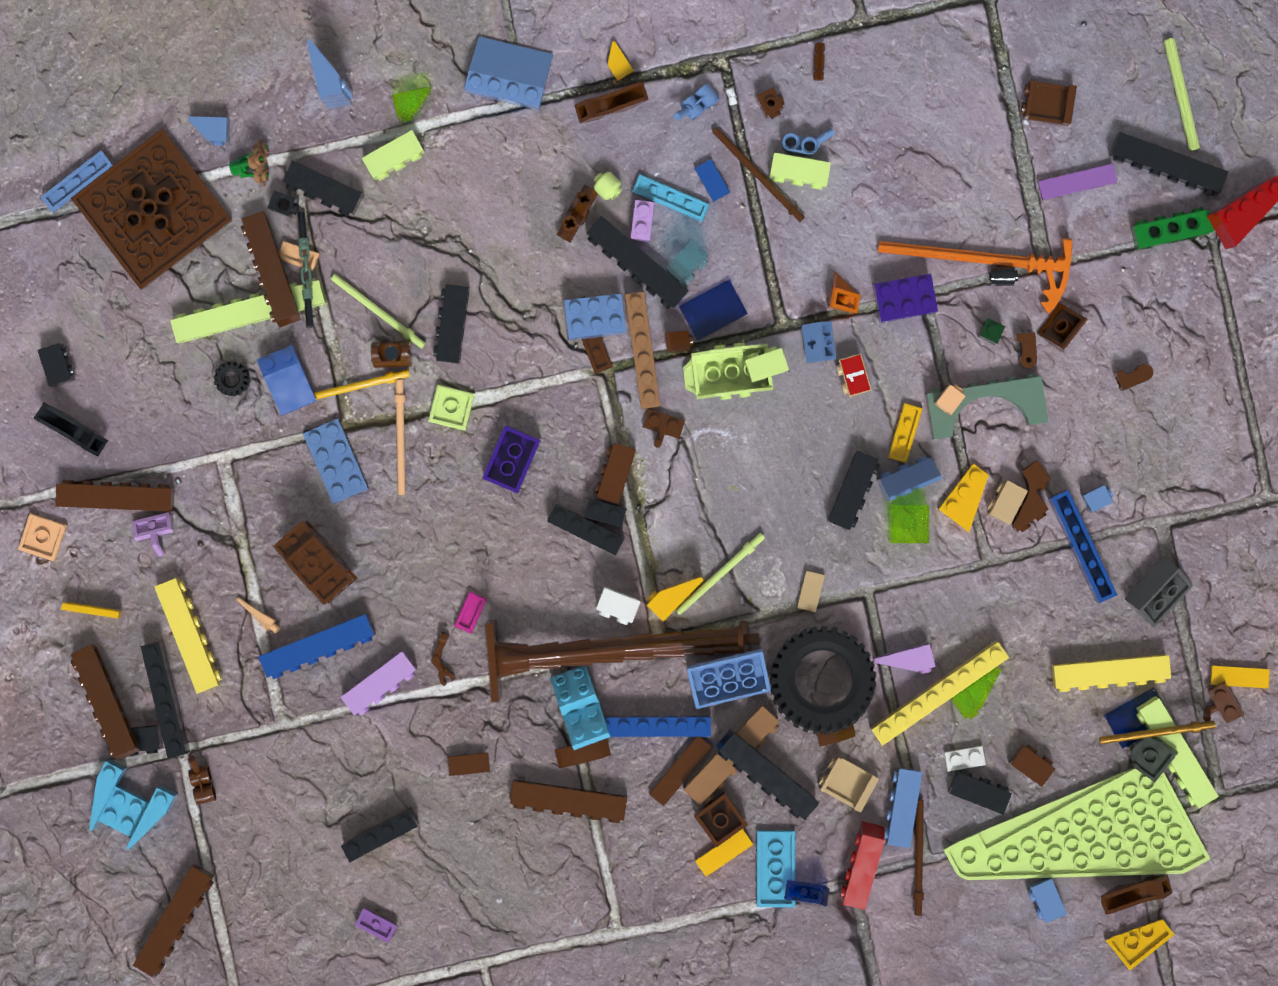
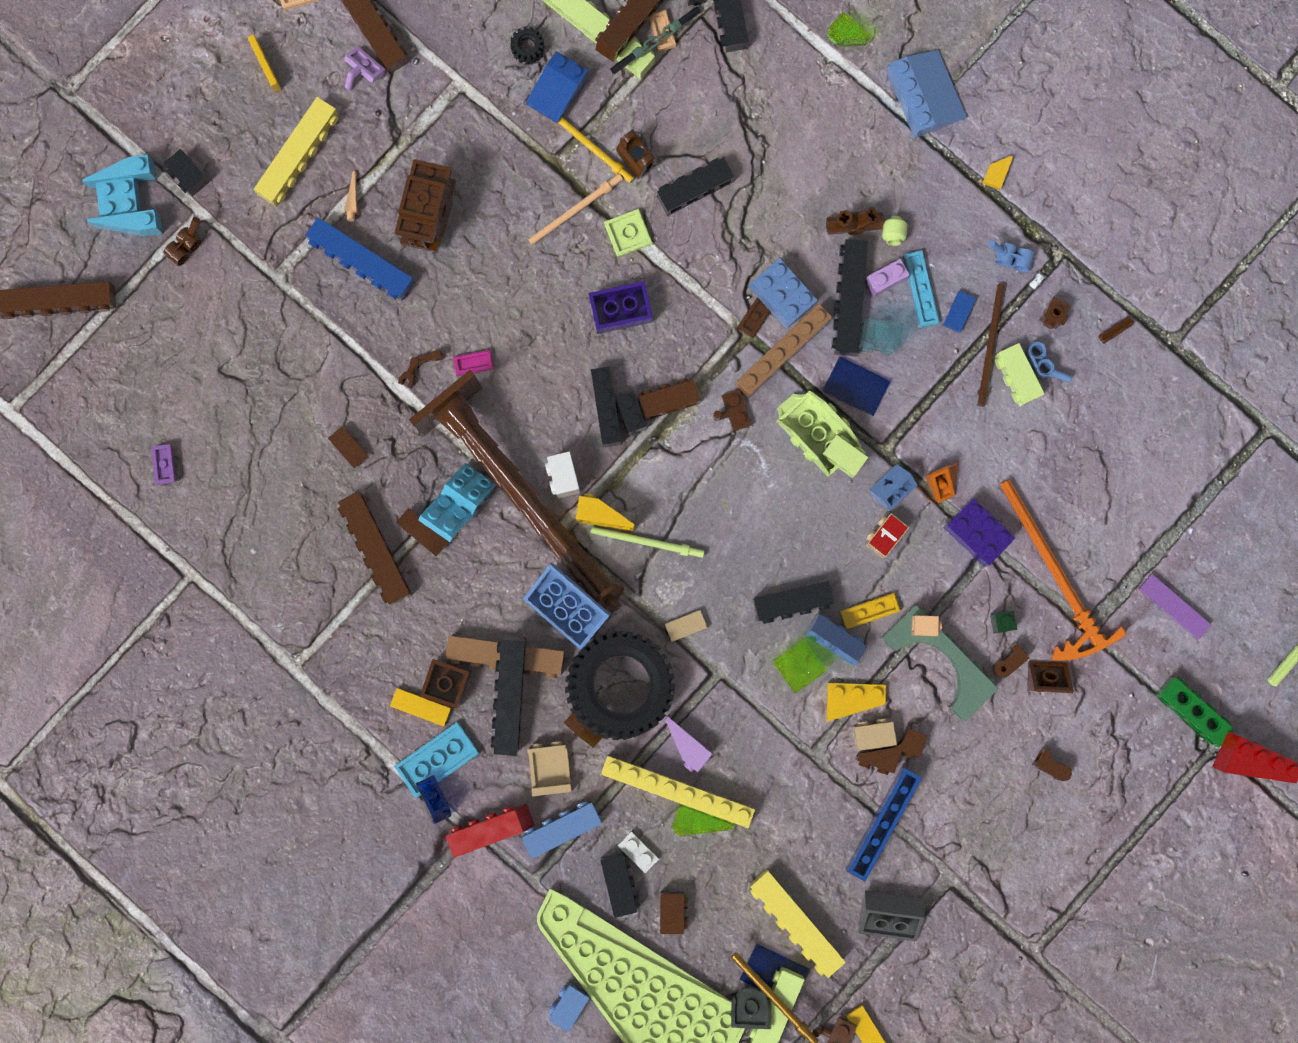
camera: 50 degrees right, 5 degrees down
(105, 702) = (195, 121): reddish brown brick -> none
(165, 699) = (232, 169): black brick -> none
(335, 461) = (519, 172): medium blue plate -> none
(378, 683) = (364, 329): lavender brick -> none
(380, 834) = (240, 415): black brick -> none
(393, 156) = (795, 48): yellowish green brick -> none
(408, 334) = (662, 157): yellowish green bar -> none
(611, 103) = (965, 189): reddish brown arch -> none
(659, 726) = (487, 578): blue brick -> none
(678, 341) = (811, 373): reddish brown slope -> none
(680, 770) = (463, 623): reddish brown tile -> none
(918, 895) = (497, 894): reddish brown bar -> none
(1003, 276) = (1055, 600): black brick -> none
(1048, 103) = (1220, 537): reddish brown panel -> none
(1097, 498) = (931, 808): medium blue brick -> none
(1168, 164) = (1245, 670): black brick -> none

